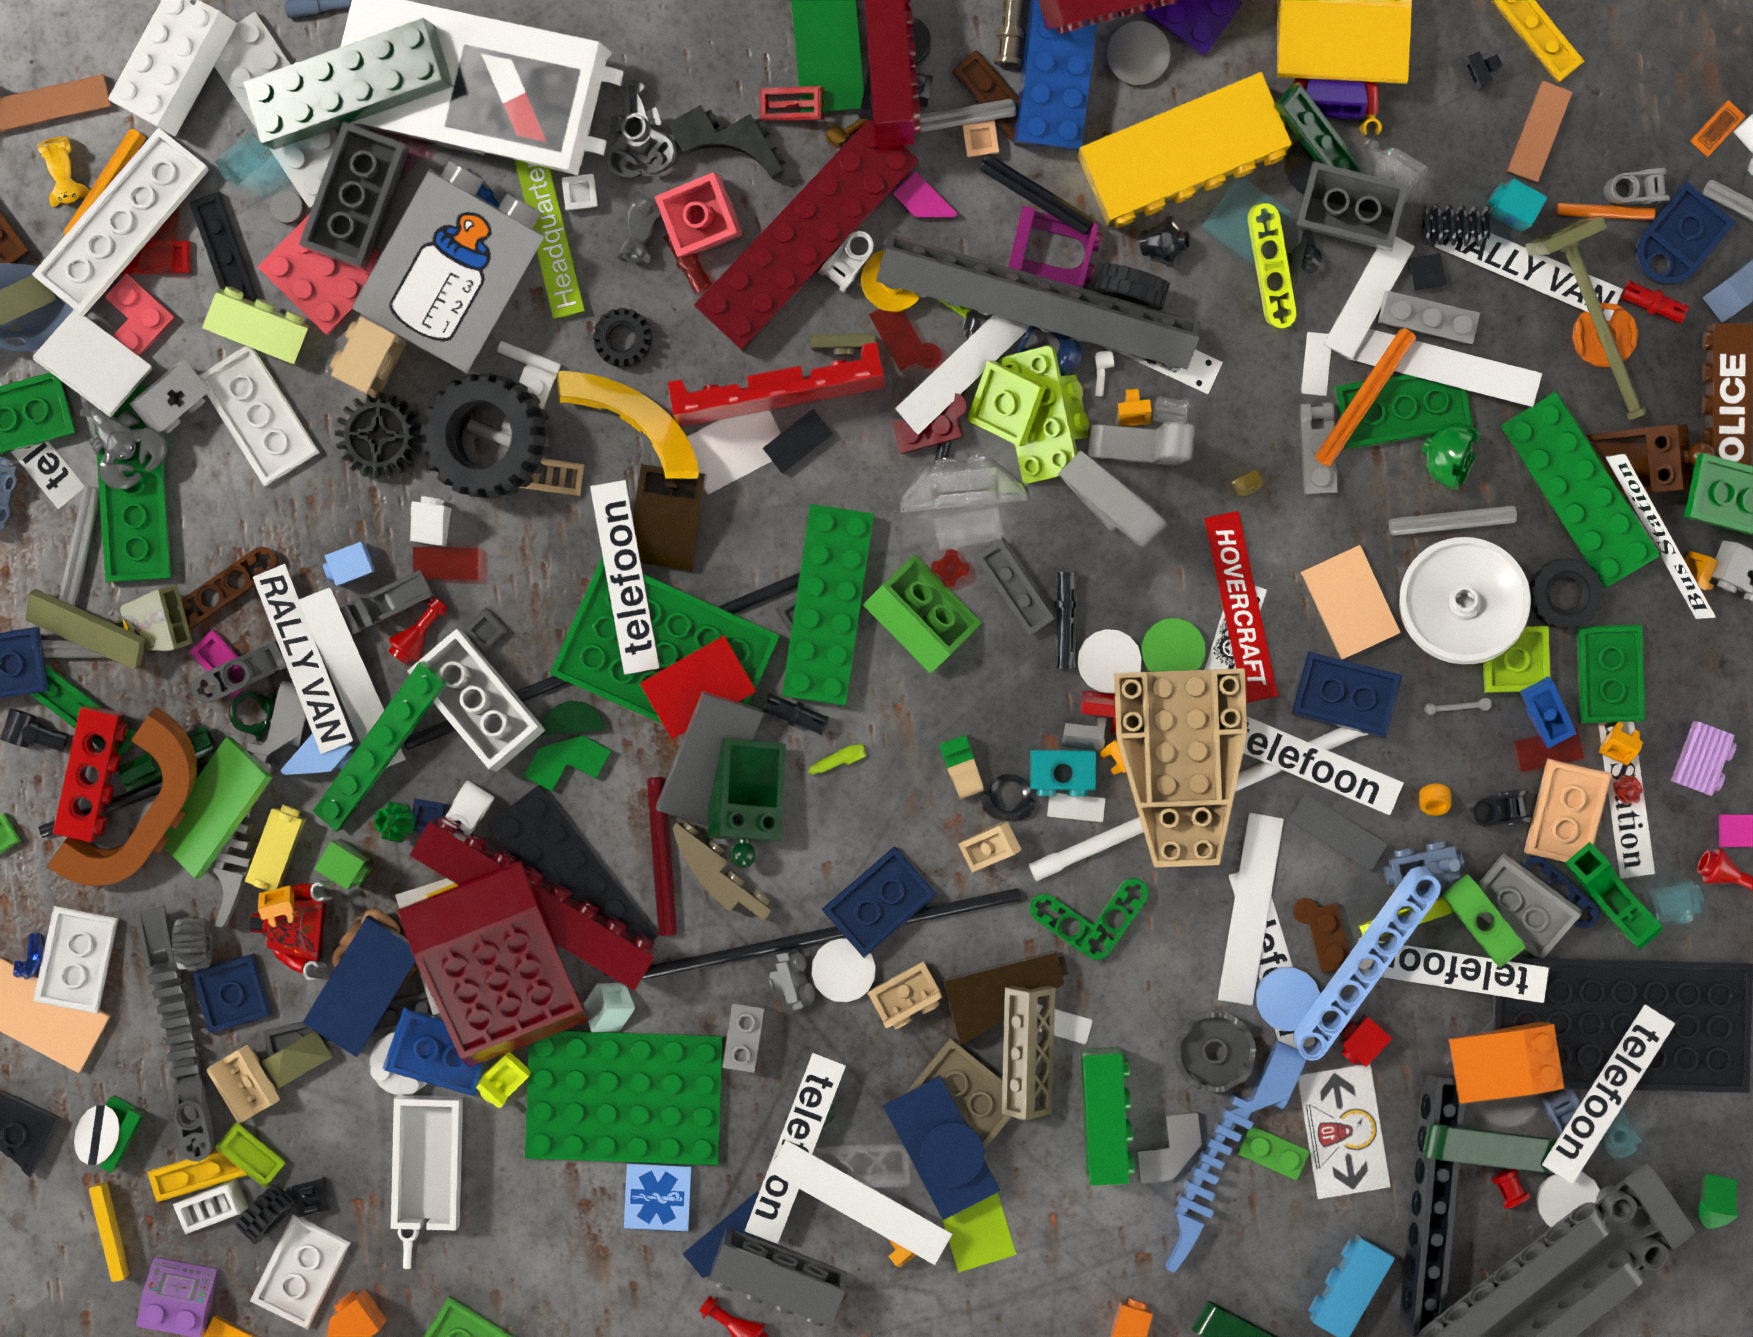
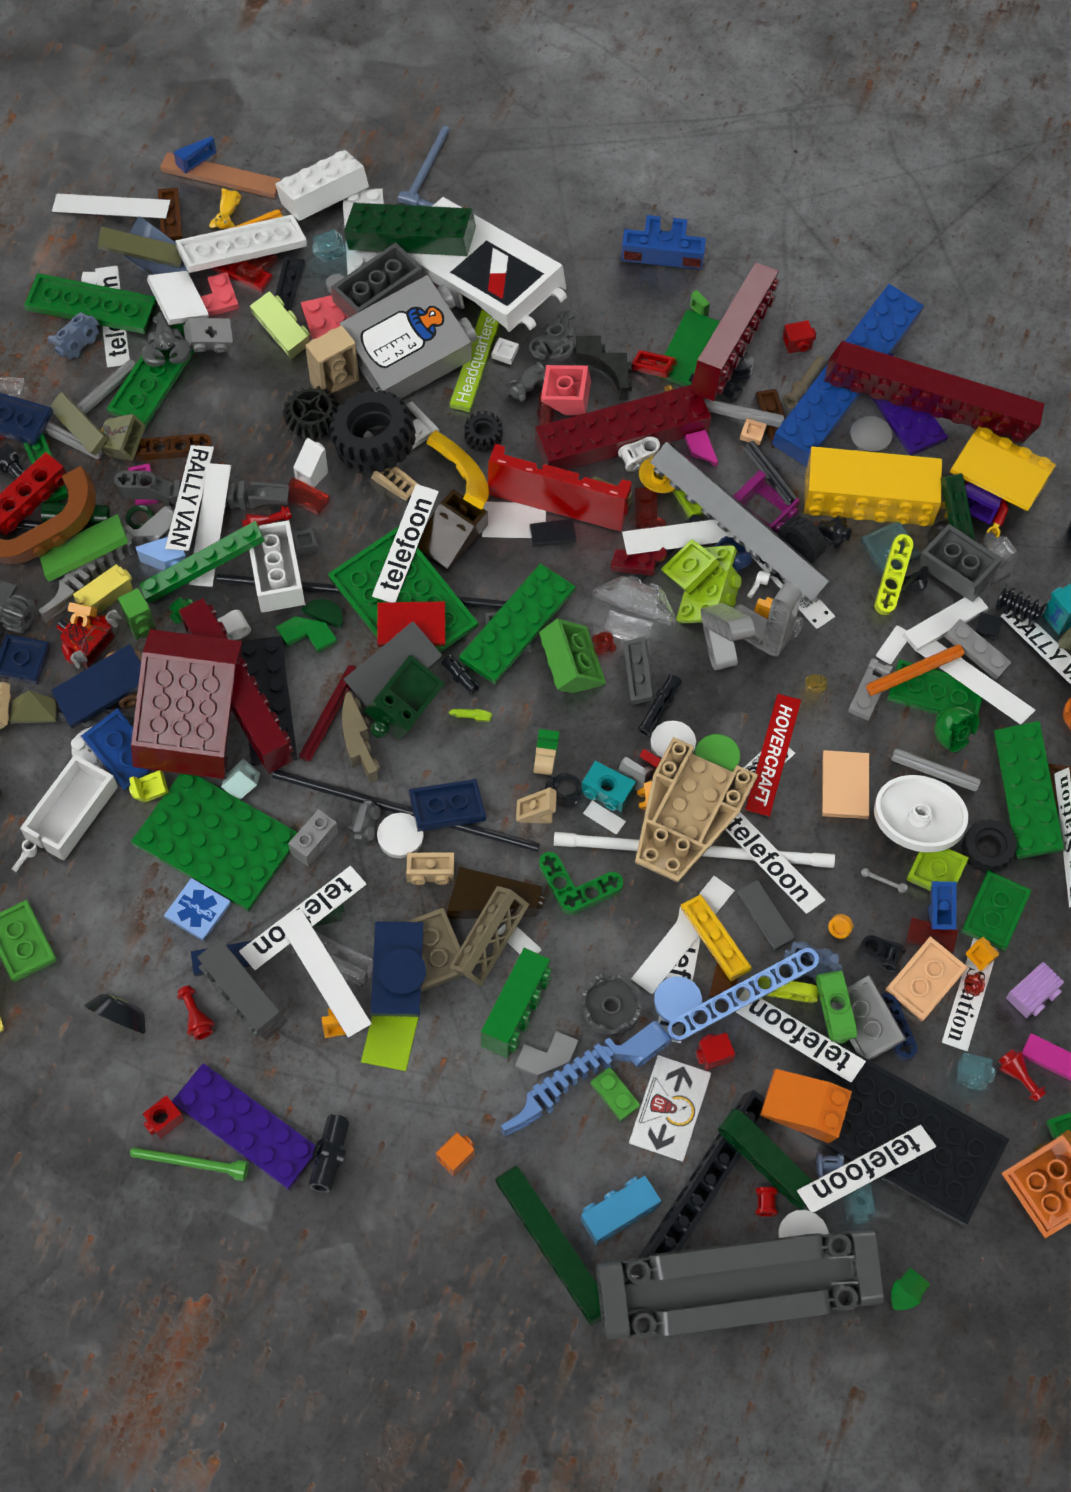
camera: 30 degrees right, 25 degrees down
(258, 415) = (251, 374): white tile -> none
(348, 564) = (250, 466): light blue brick -> none
(1294, 899) = (716, 937): none -> yellow tile
(1347, 694) = (815, 833): dark blue tile -> none
(1612, 897) = (928, 1034): green arch -> none

